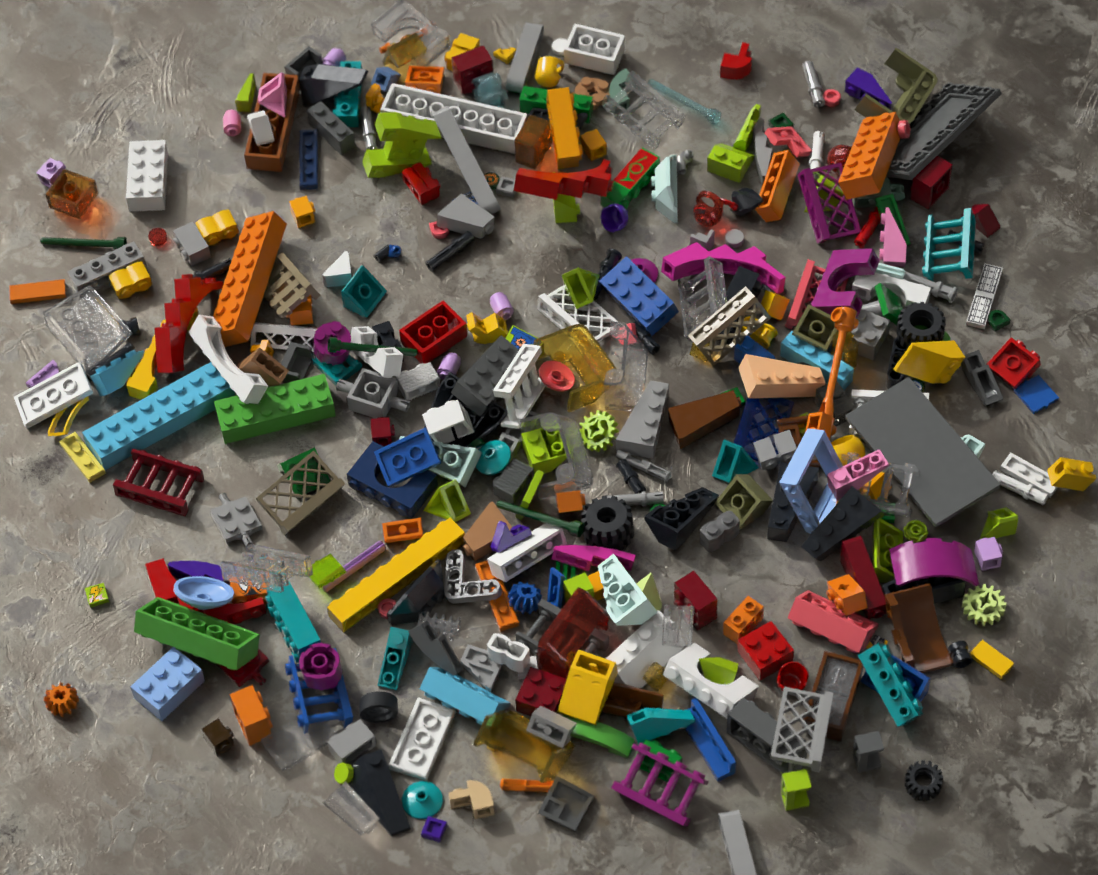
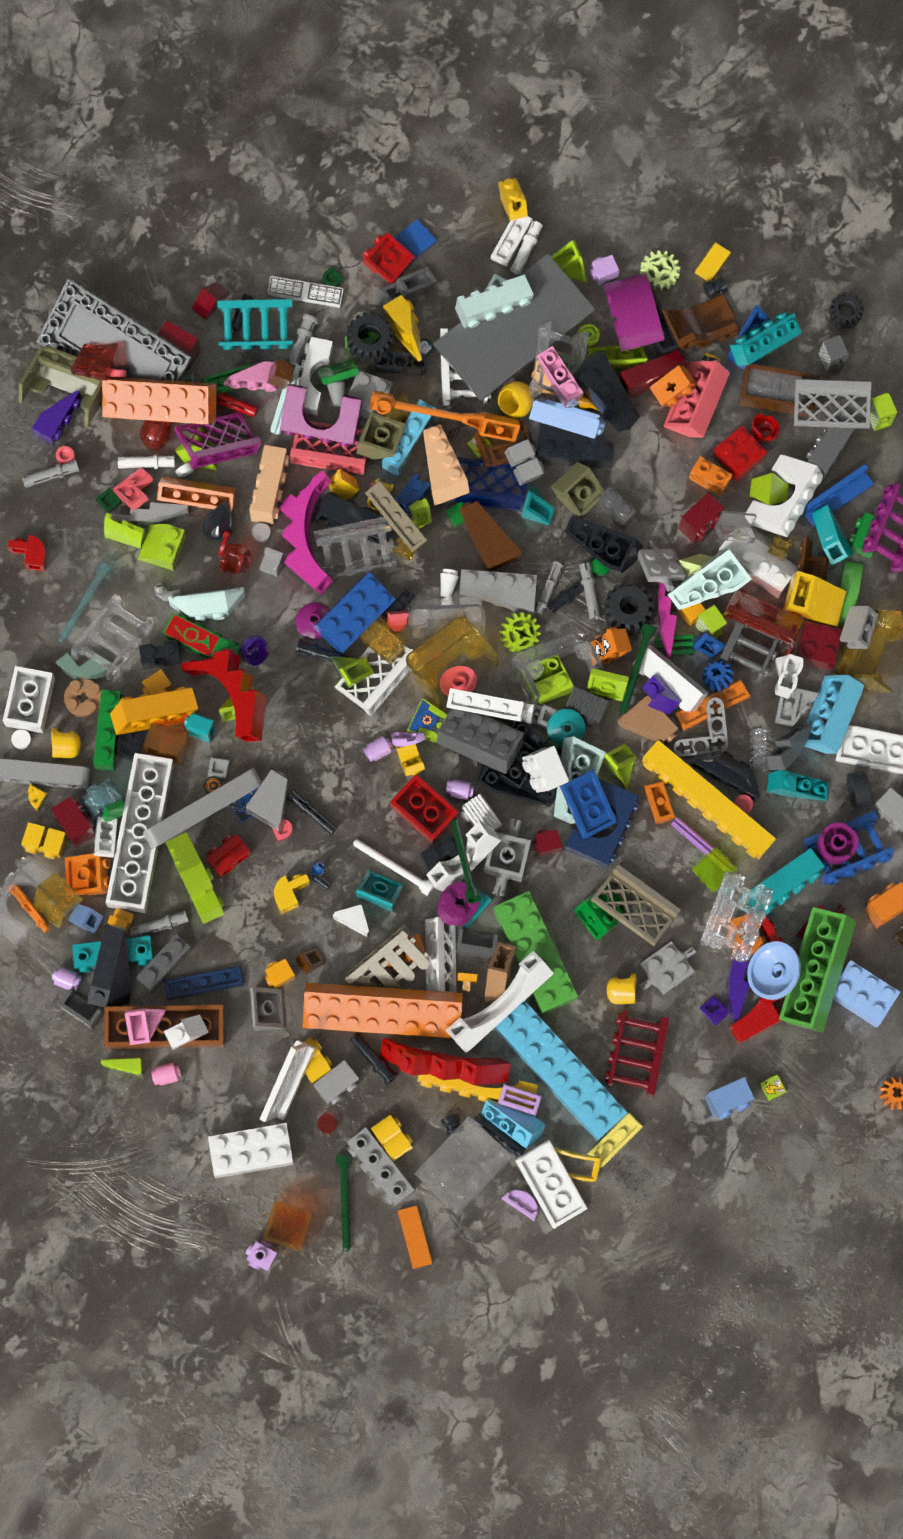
camera: 105 degrees left, 20 degrees up
(91, 547) = (729, 1098): none -> medium blue brick
(134, 384) = (518, 1107): none -> lavender tile
(185, 553) = (714, 1010): none -> dark purple slope
(194, 202) = (288, 1081): none -> white fence
(221, 470) = (622, 990): none -> yellow helmet
(272, 196) = (267, 1008): none -> light grey slope
(311, 239) = (310, 960): none -> reddish brown slope
(374, 222) = (284, 891): none -> yellow brick
(390, 305) = (424, 885): none -> white piece
(453, 87) = (105, 838): none -> white arch
(474, 91) = (113, 810): none -> green tile
(504, 323) = (406, 738): none -> lavender tile
(545, 161) = (200, 727): none -> teal brick
(600, 316) = (383, 641): none -> clear yellow brick
(622, 146) = (169, 651): none -> black brick
(649, 556) = (661, 565): none -> light grey plate
(662, 377) = (448, 582): none -> white cone
(732, 357) = (420, 513): none -> lime plate
(779, 241) = (269, 485): none -> light nougat wedge
(889, 253) = (281, 374): none -> reddish brown brick
(915, 109) = (95, 361): none -> clear red plate
(945, 422) = (493, 301): none -> light aqua wedge

